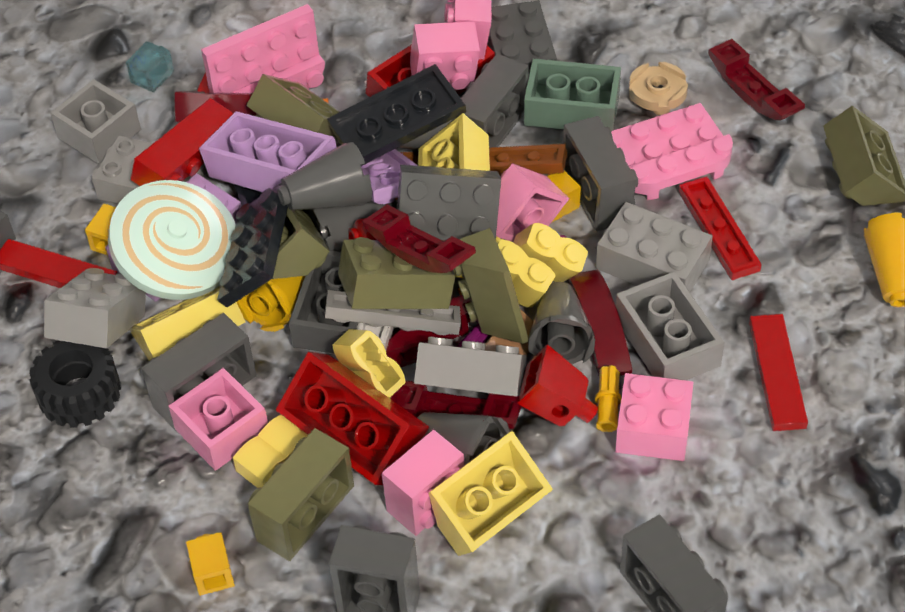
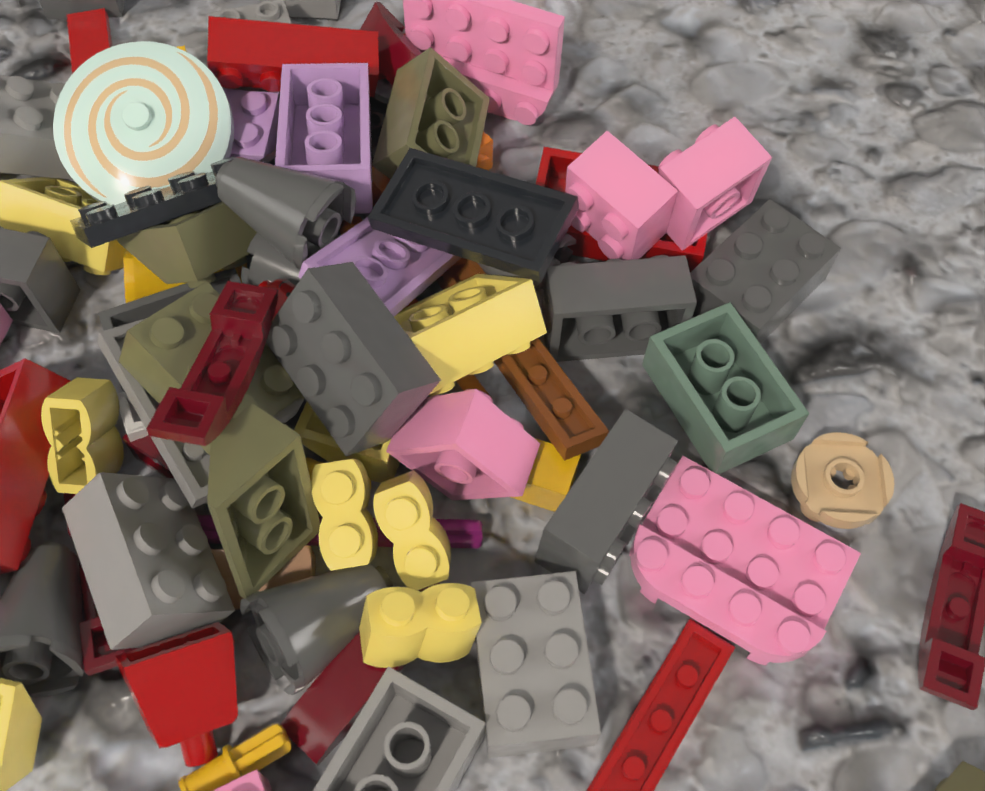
camera: 50 degrees right, 10 degrees up
(603, 273) = (414, 624): none -> light yellow brick

